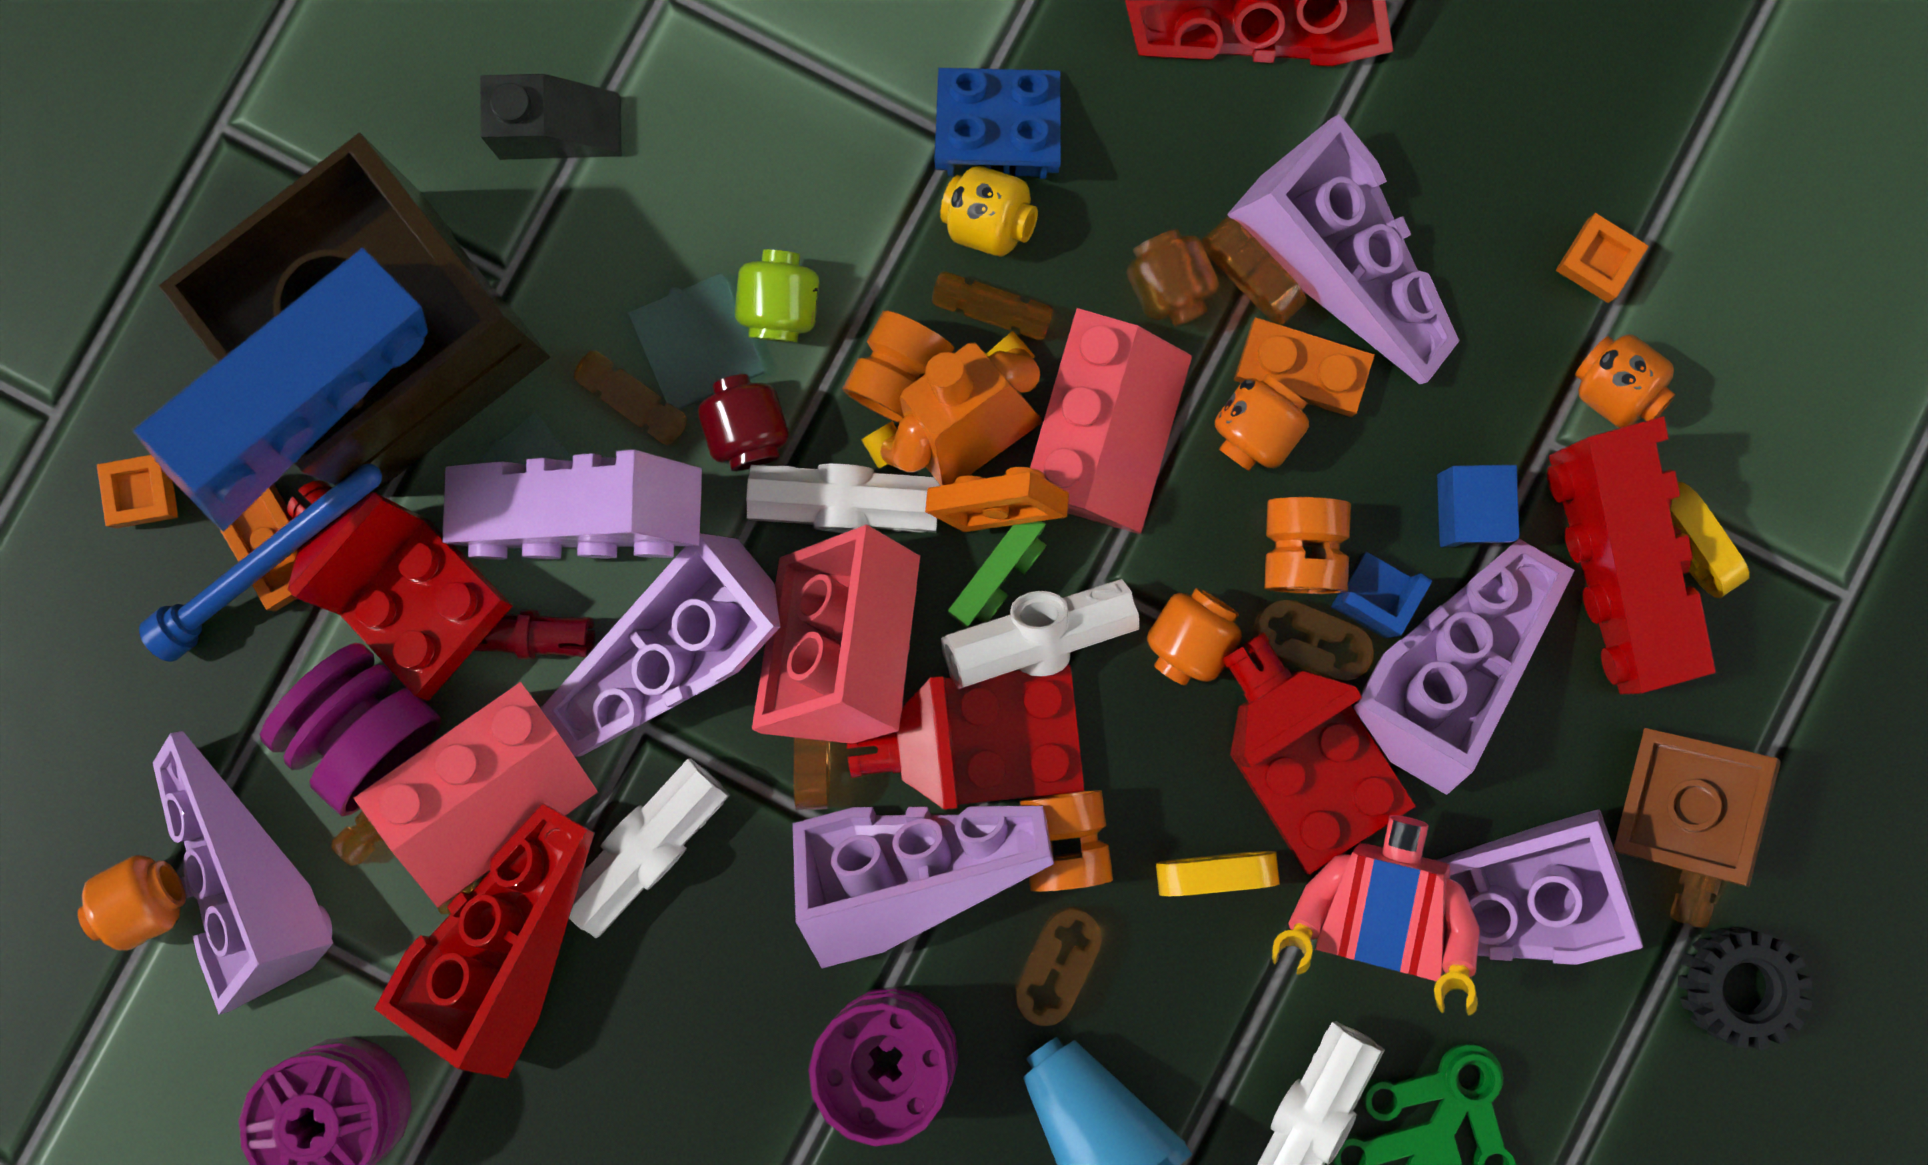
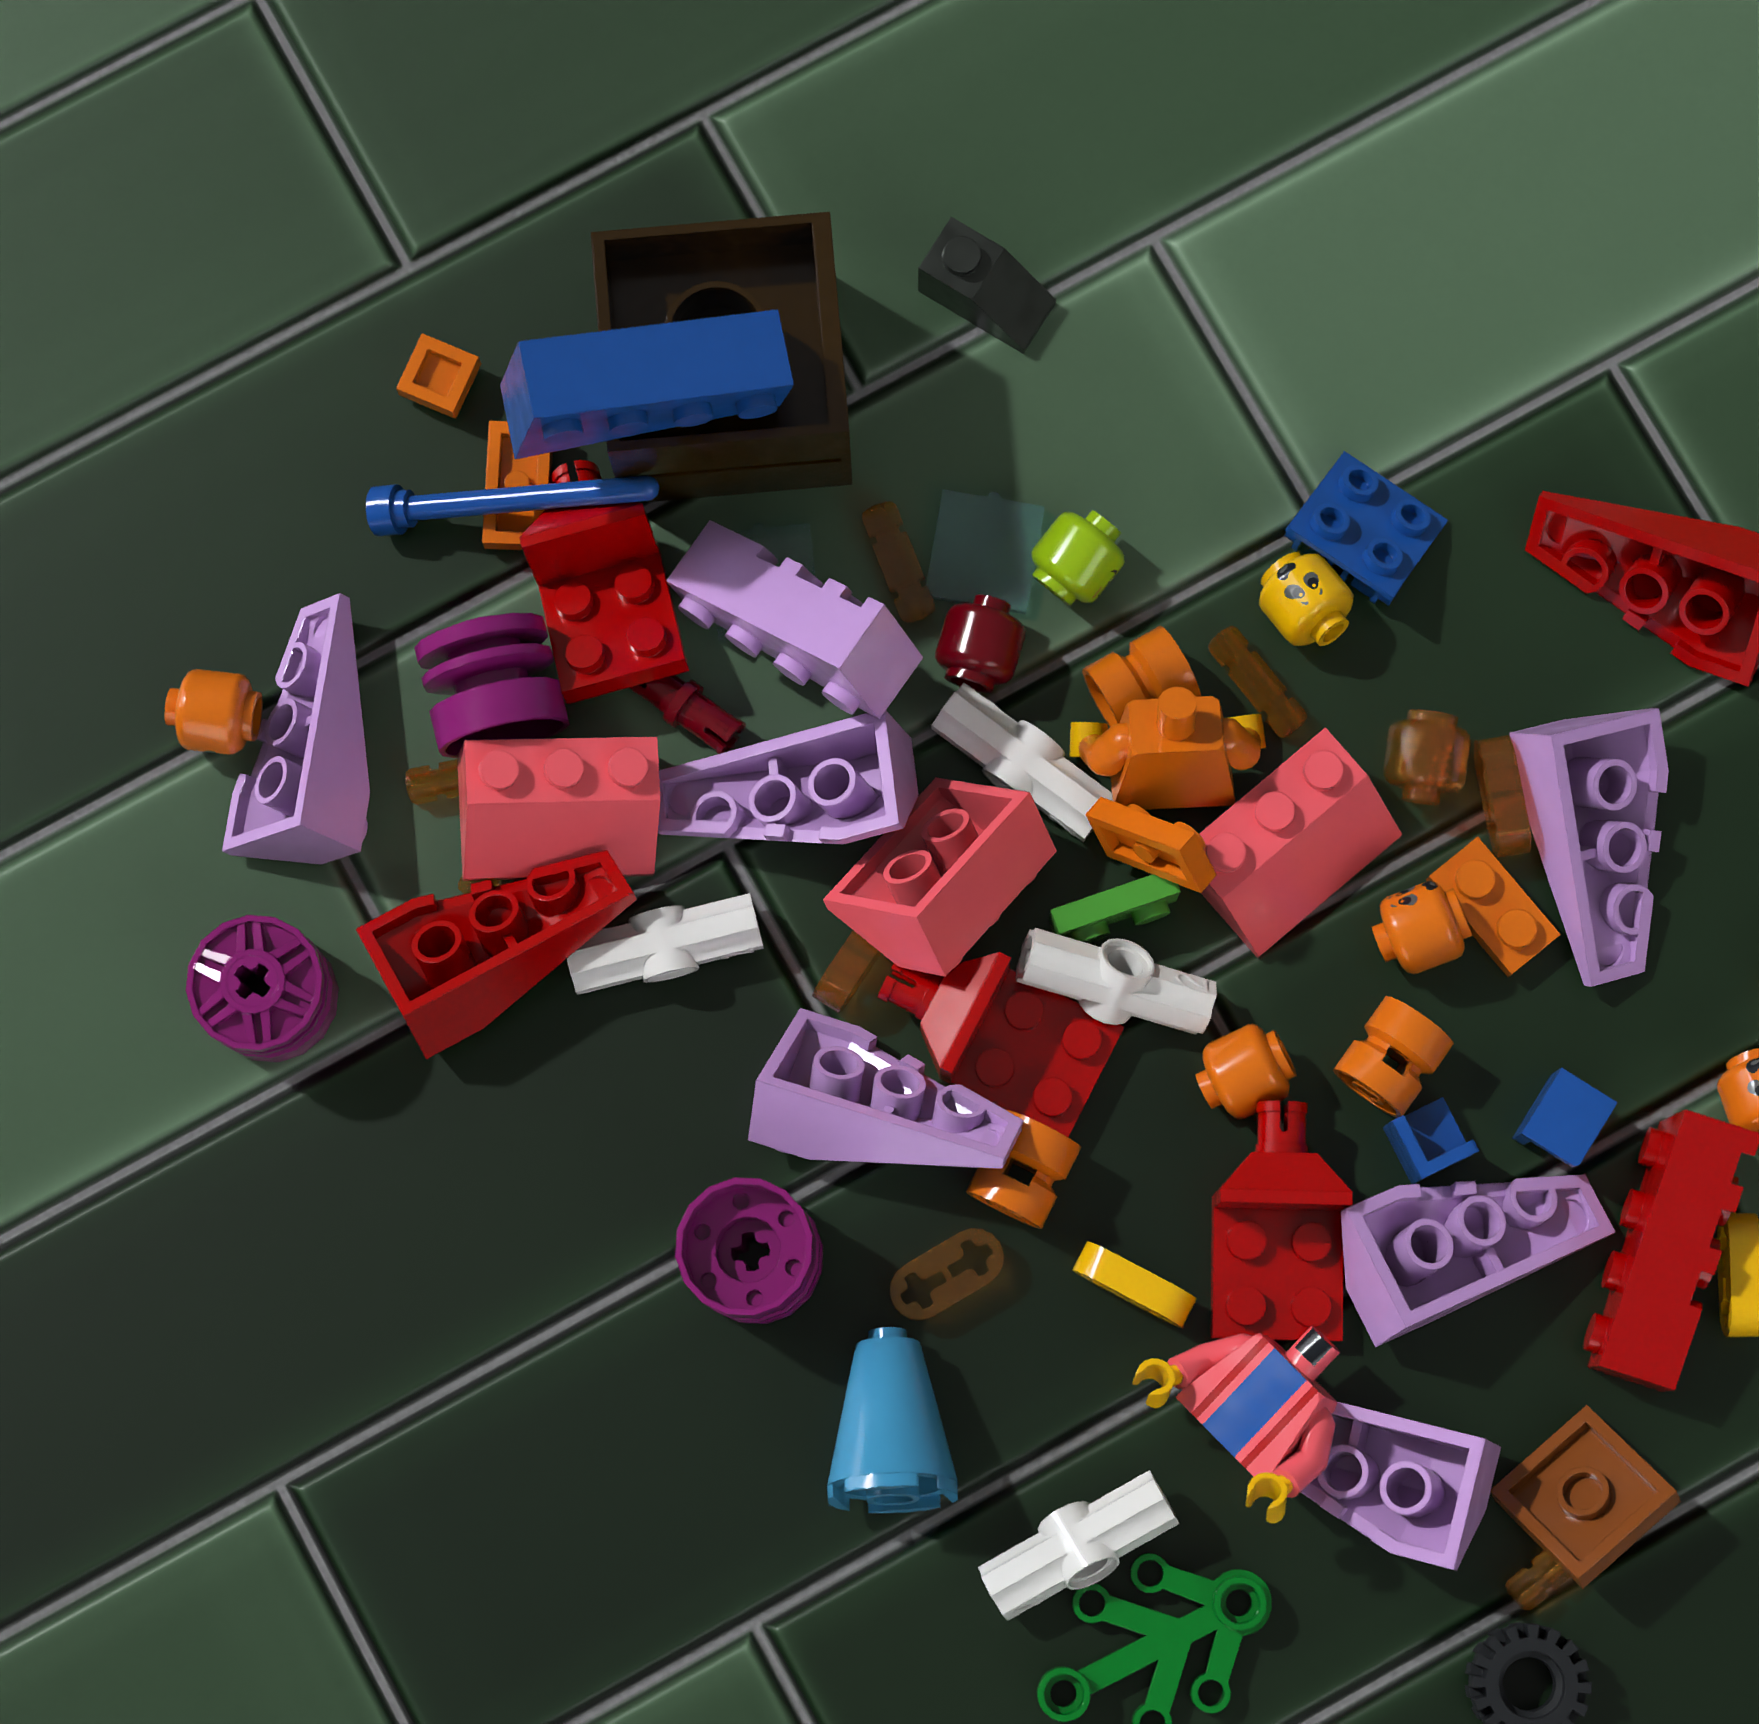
camera: 35 degrees right, 5 degrees down
(1319, 627) = (1361, 1136): clear orange beam -> none

